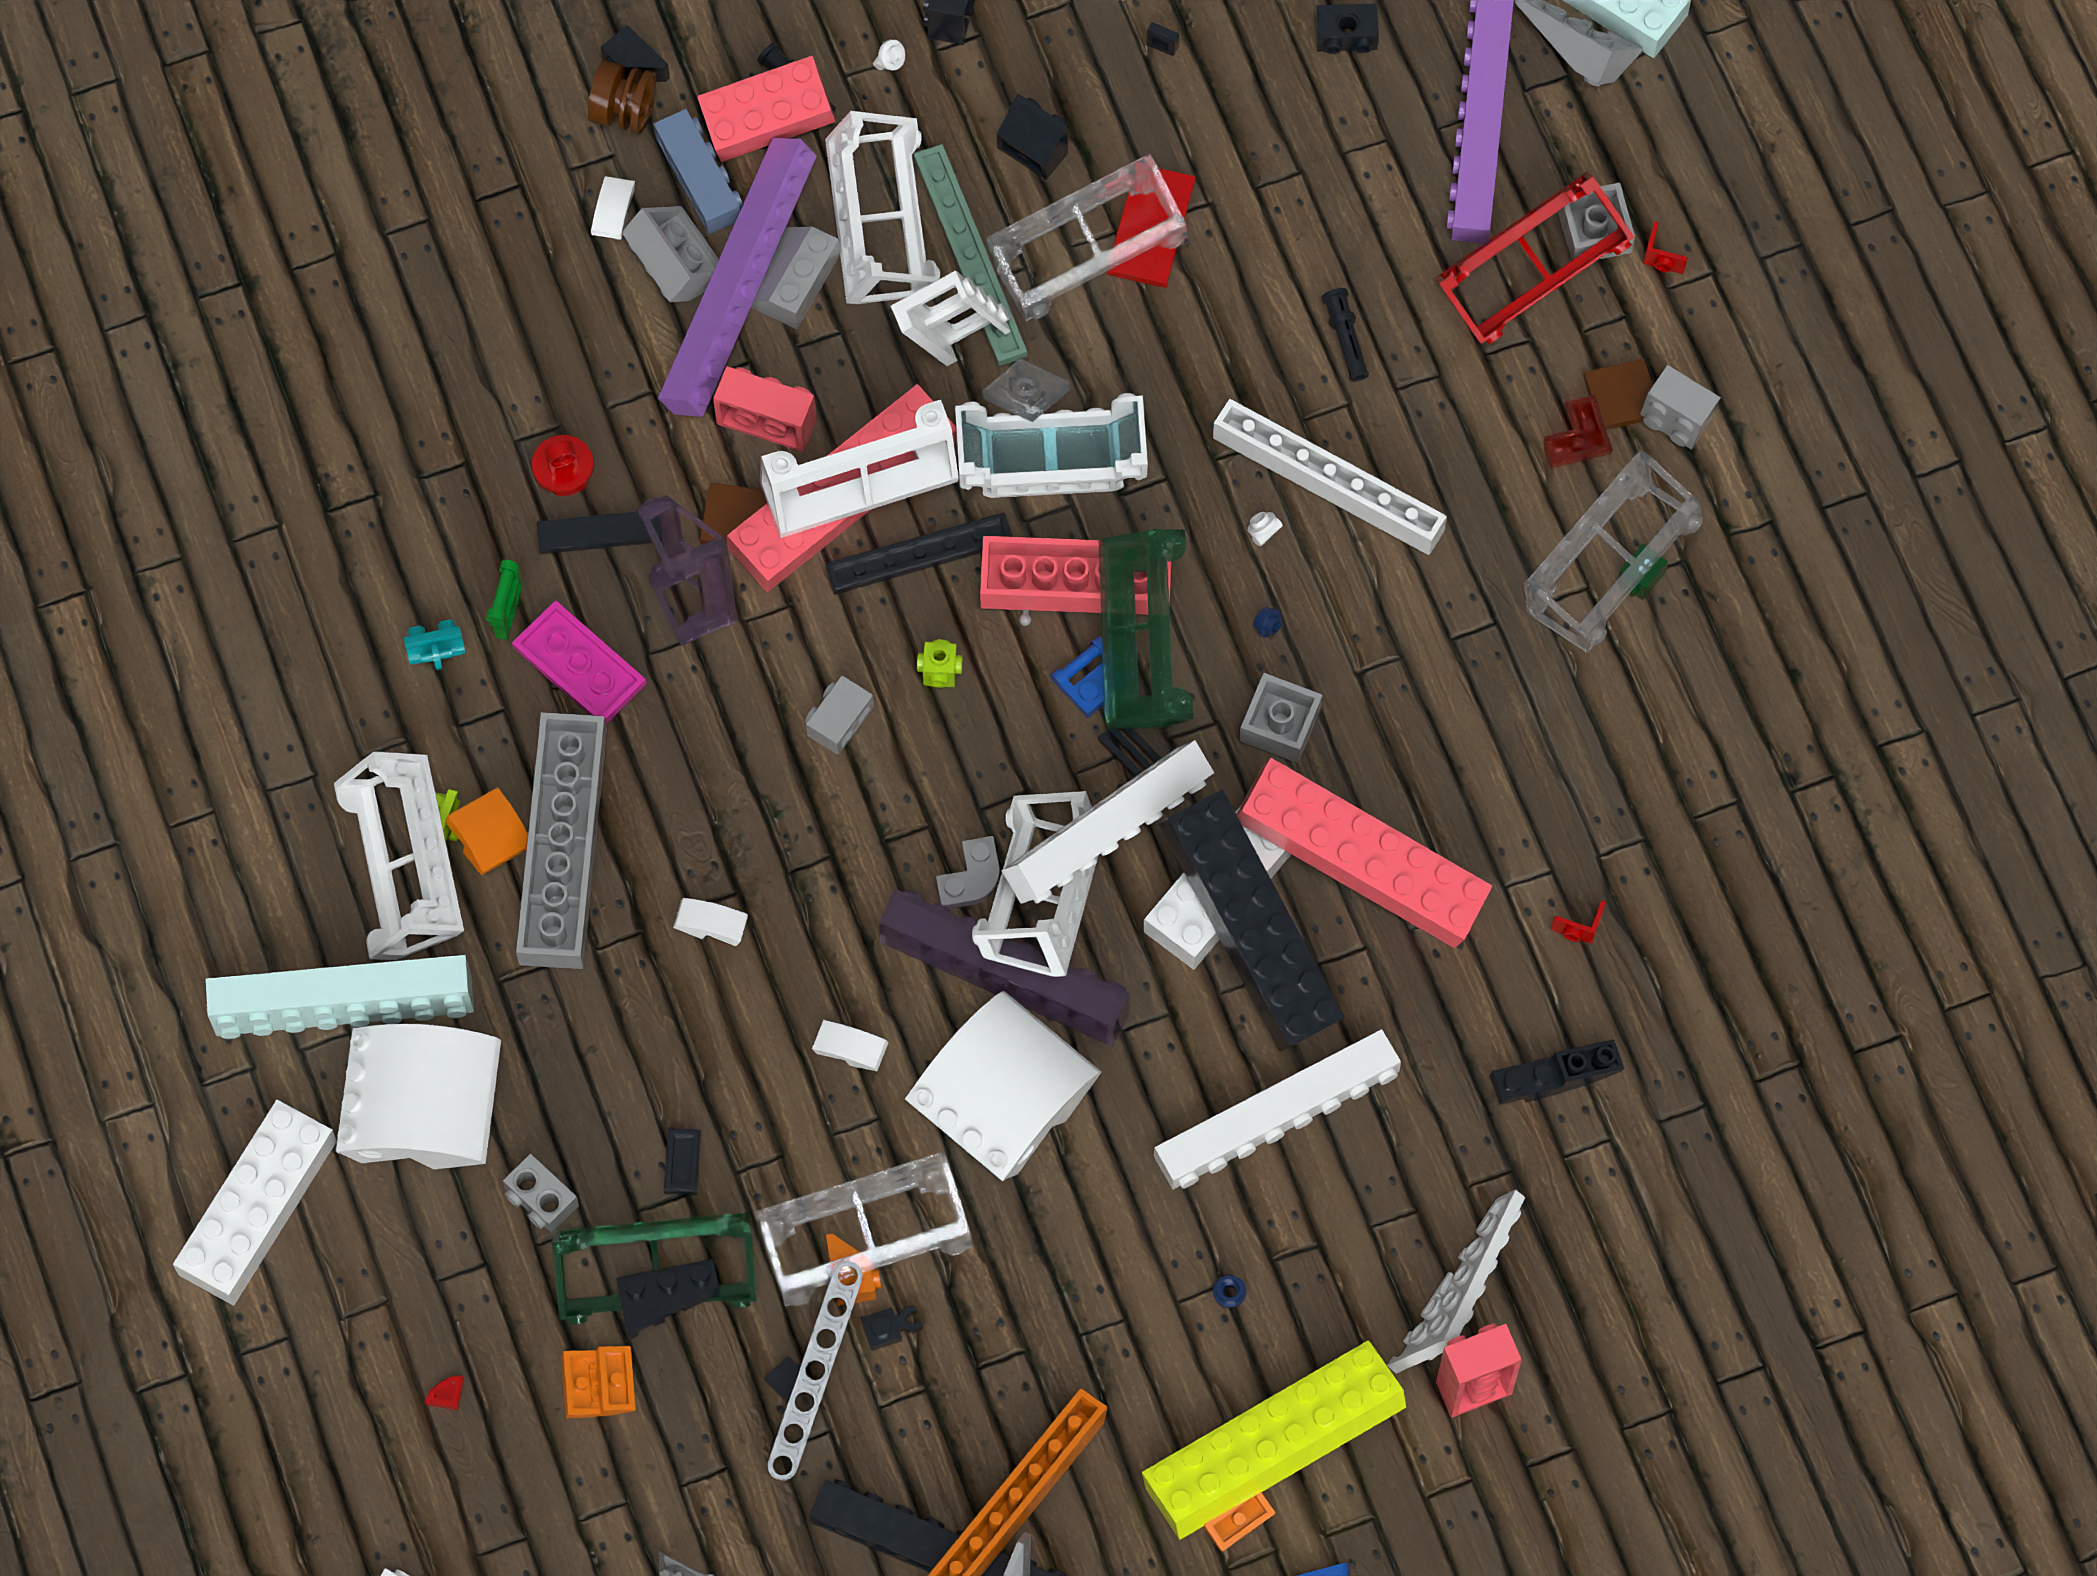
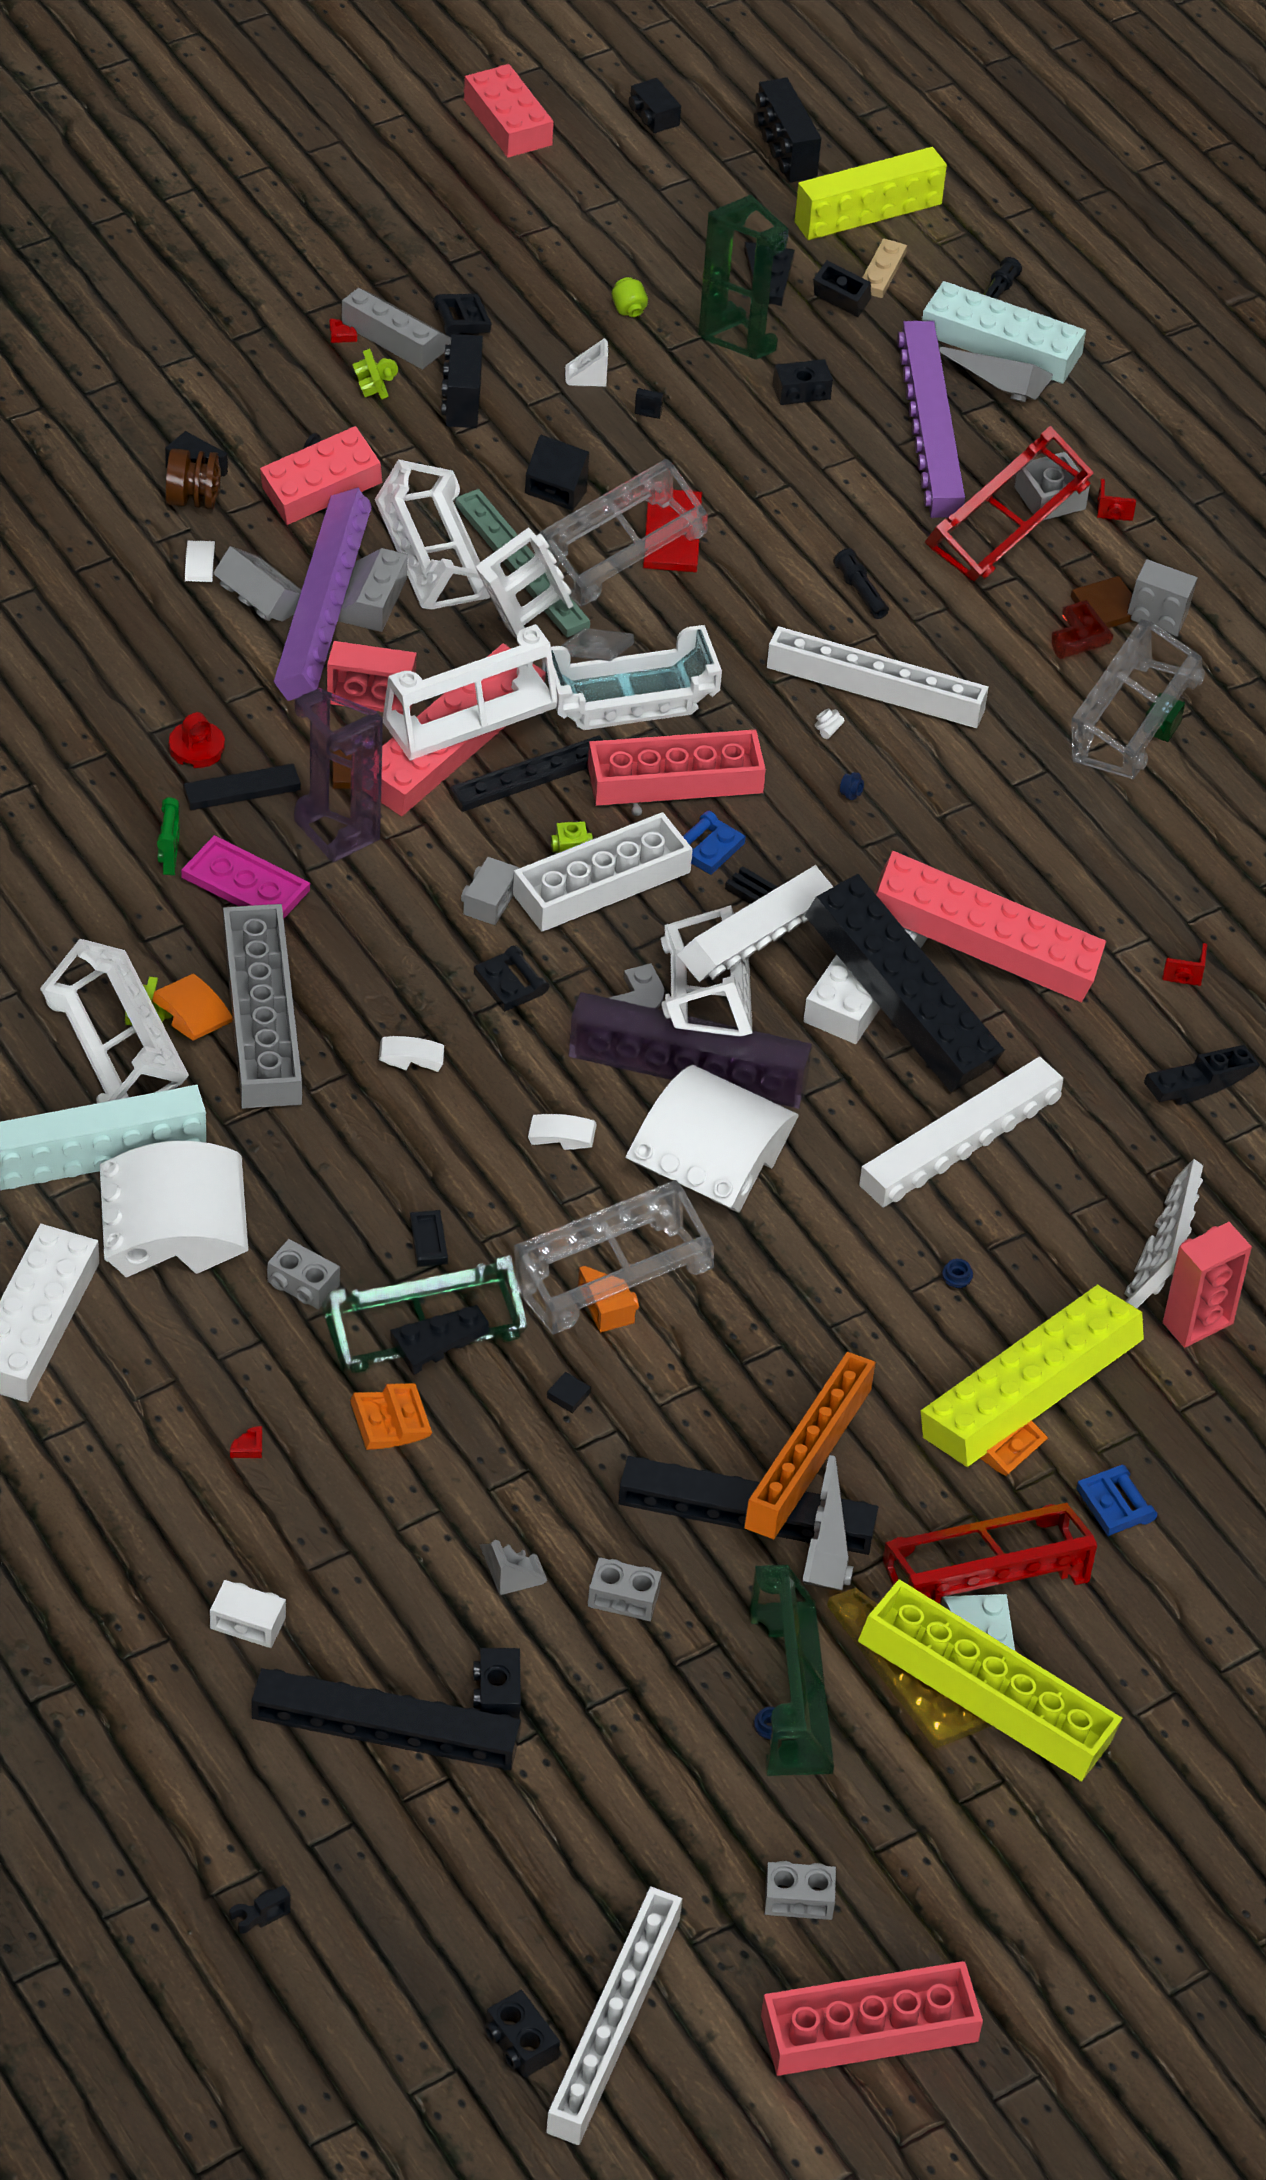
camera: 15 degrees left, 20 degrees down
(434, 645) = (110, 879): teal hips -> none
(697, 171) = (269, 528): sand blue brick -> none
(815, 1353) = (590, 1381): beam -> none
(828, 835) = (503, 983): none -> black plate
(884, 1327) = (652, 1342): black plate -> none
(890, 55) = (417, 437): white plate -> none
(964, 709) = (602, 871): none -> white brick
(1118, 561) = (717, 742): clear green windscreen -> none
(1281, 717) = (877, 838): light grey brick -> none

